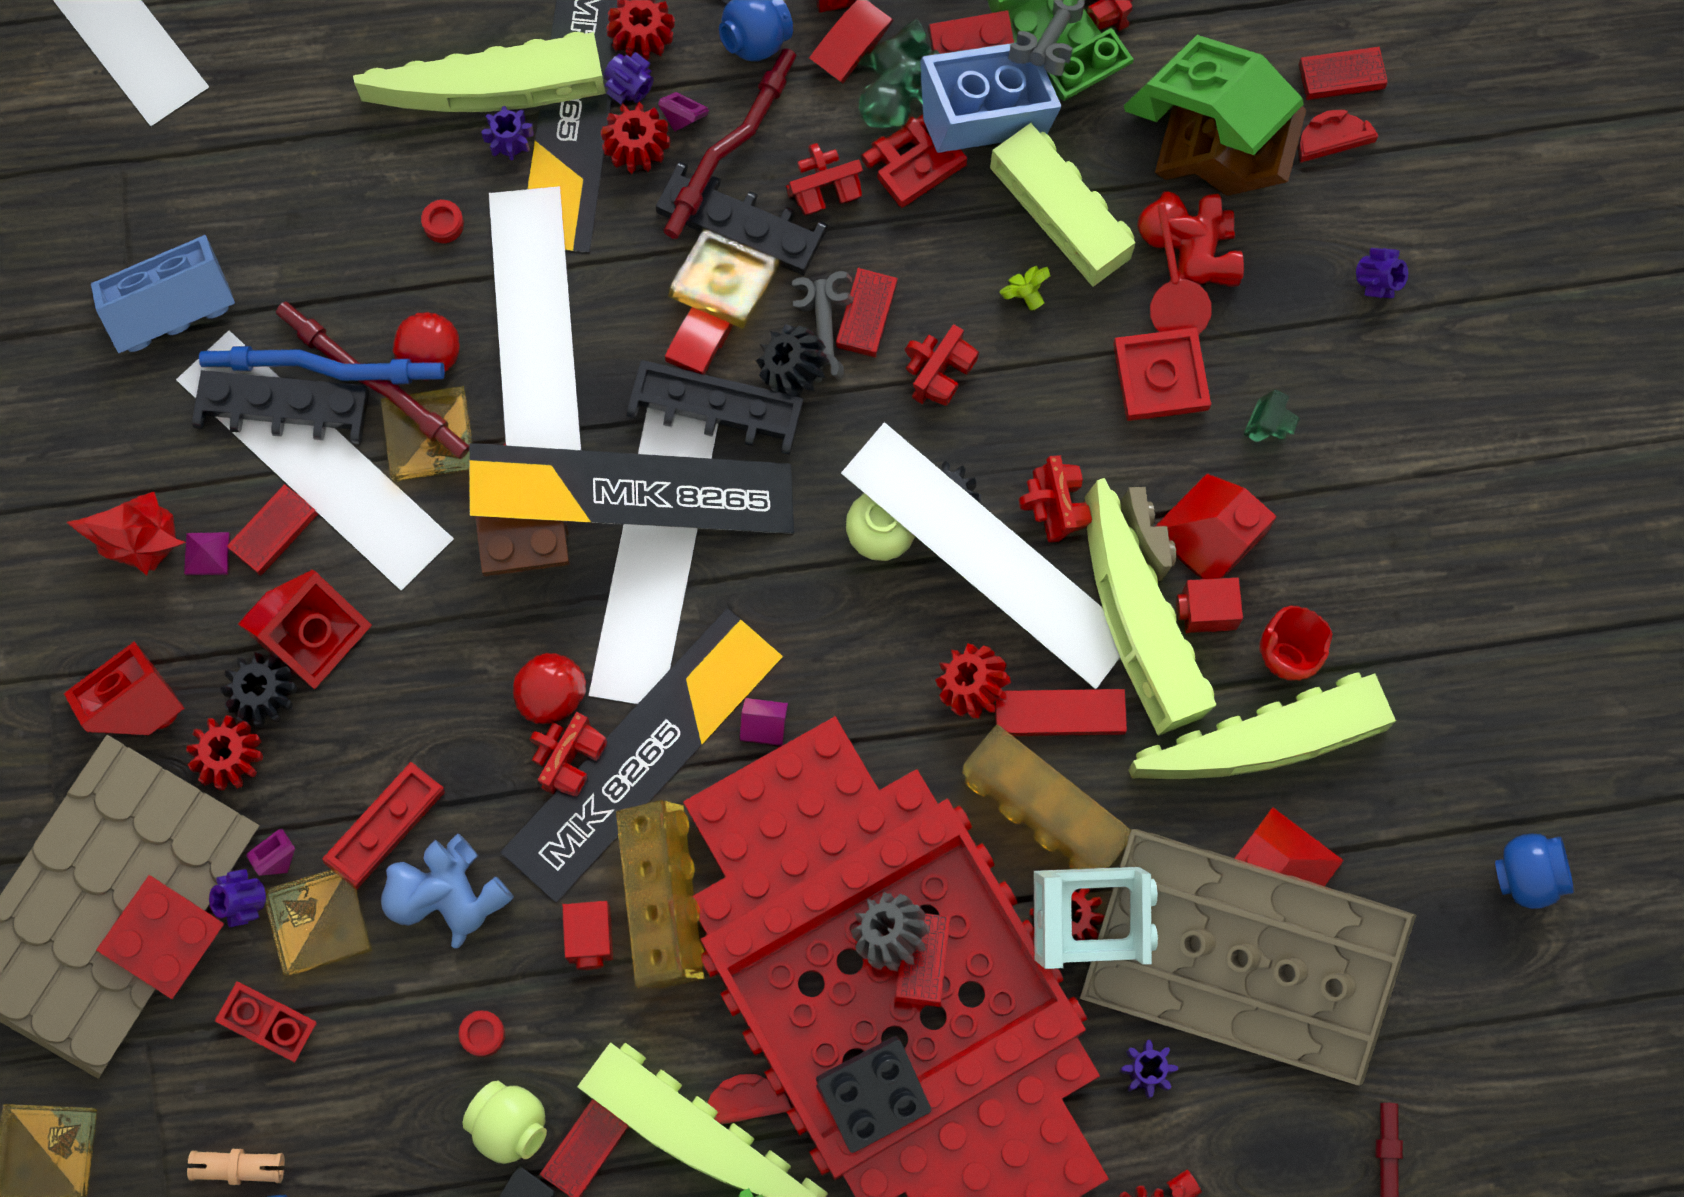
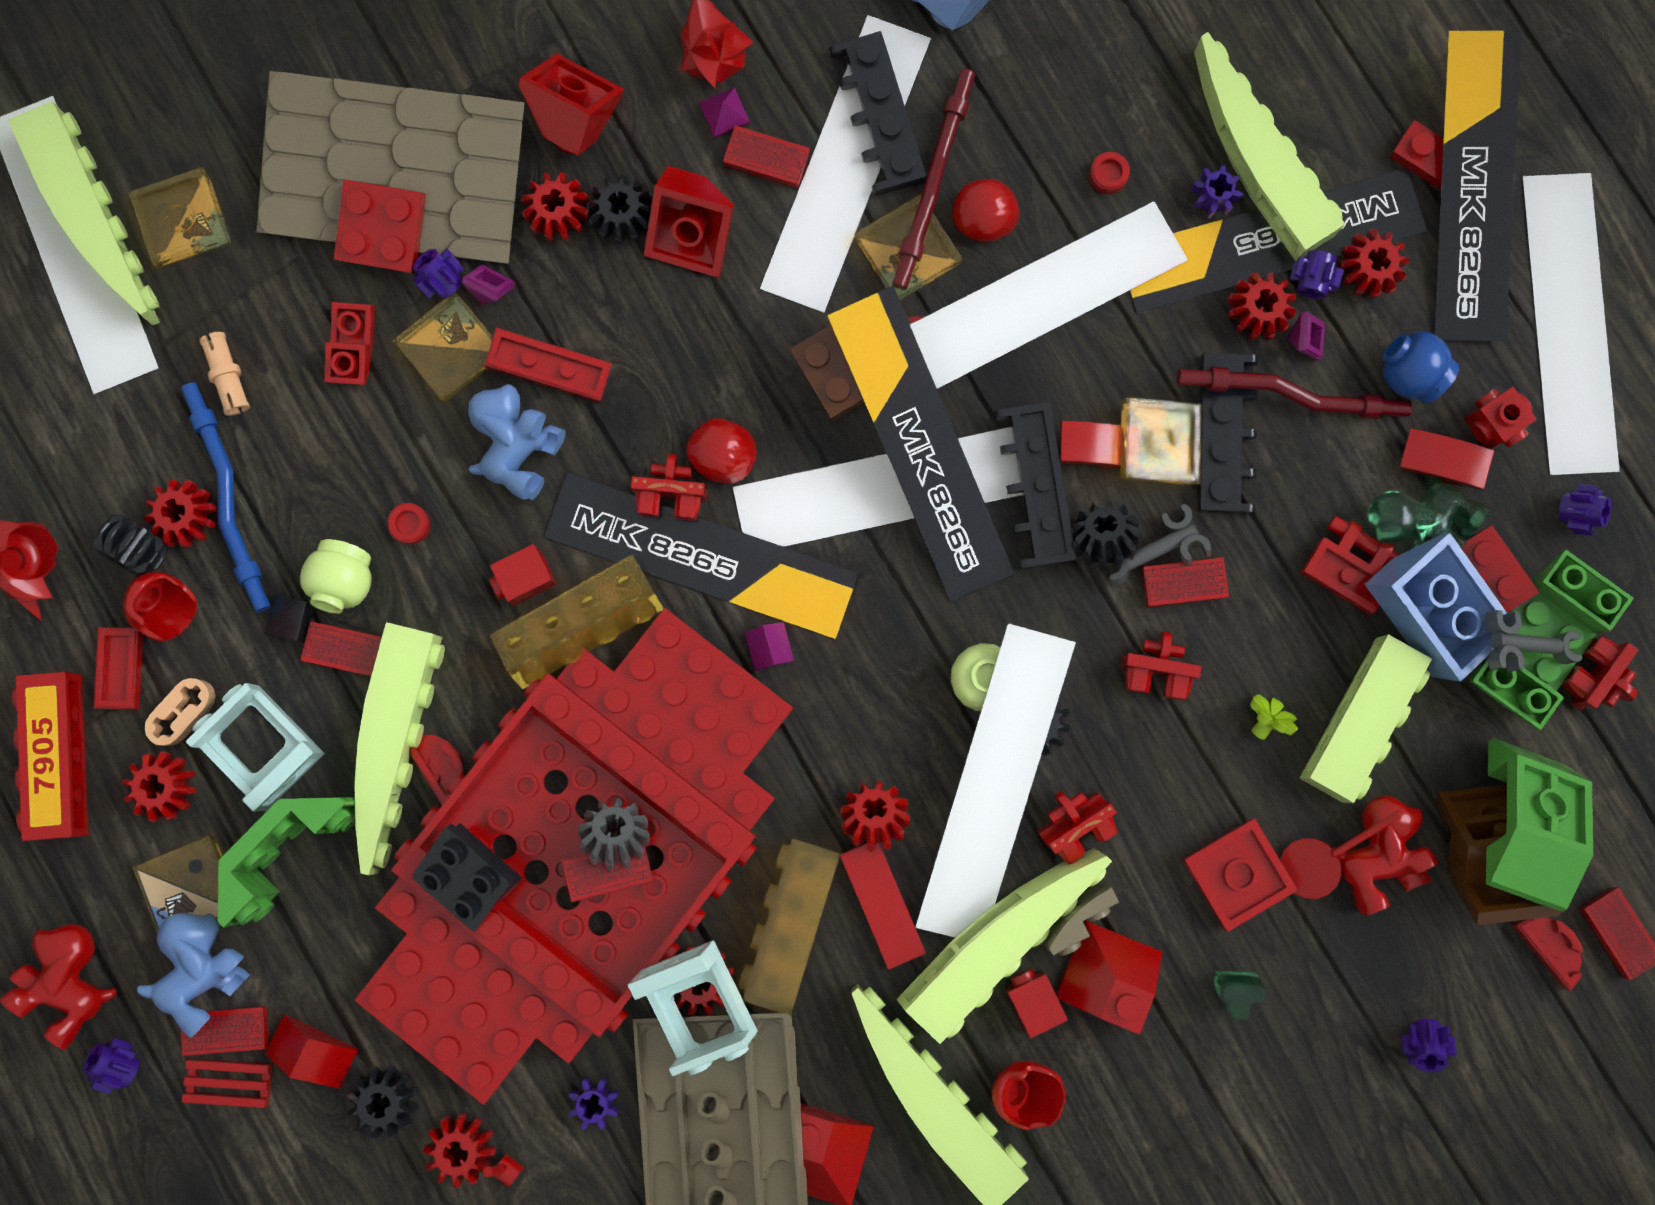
camera: 70 degrees right, 10 degrees up
(398, 370) = (946, 195): blue bar -> none
(843, 178) = (1305, 507): red hips -> none

